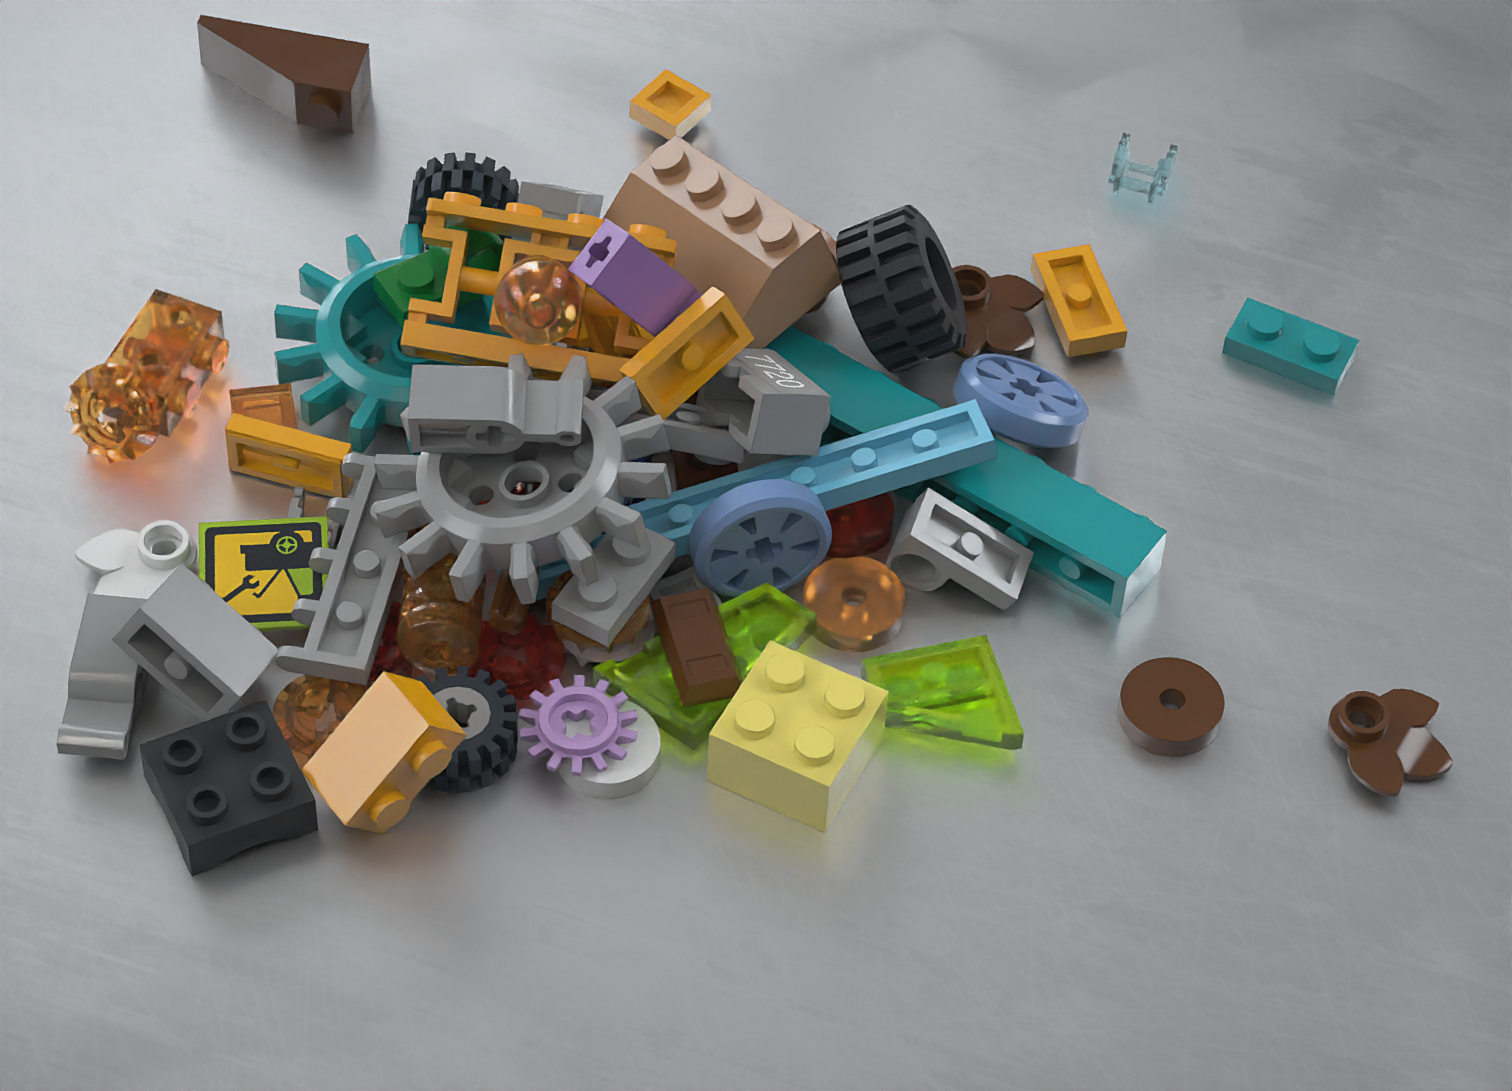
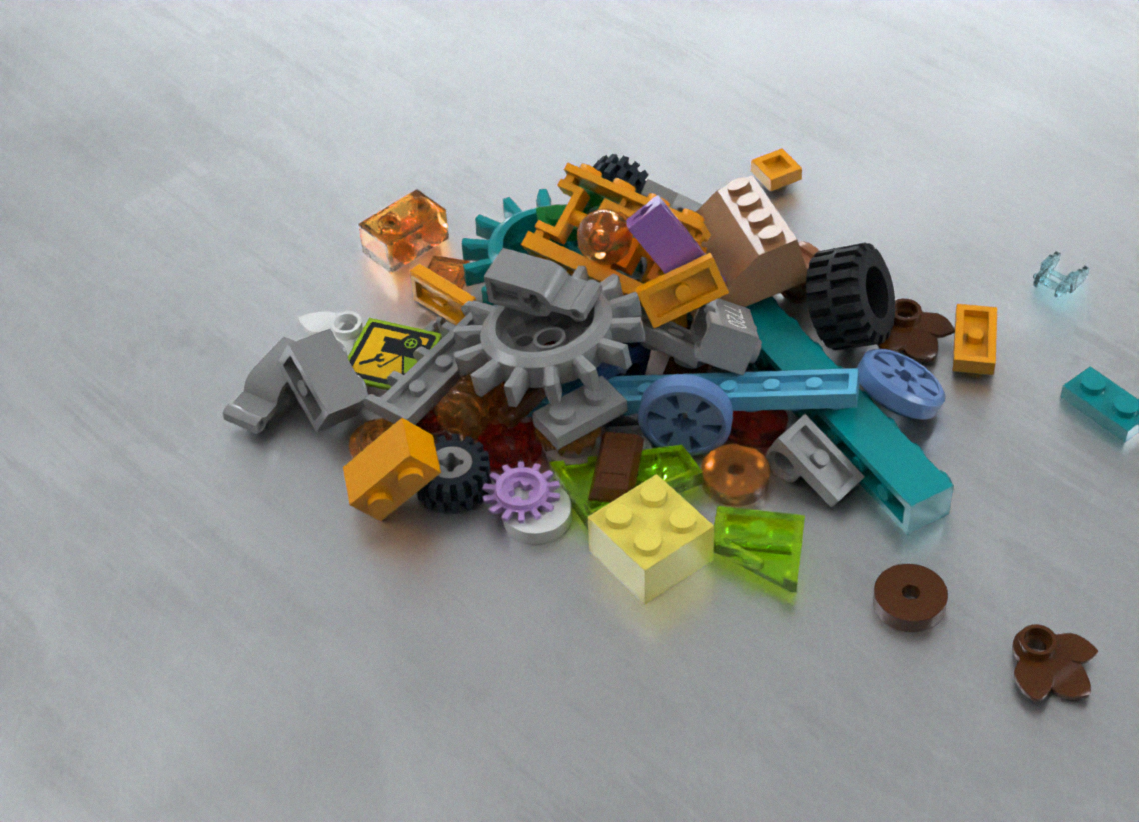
camera: 30 degrees right, 5 degrees down
(114, 386) = (368, 257): clear orange gear -> none
(228, 786) = (302, 465): black brick -> none
(294, 72) = (568, 102): reddish brown slope -> none

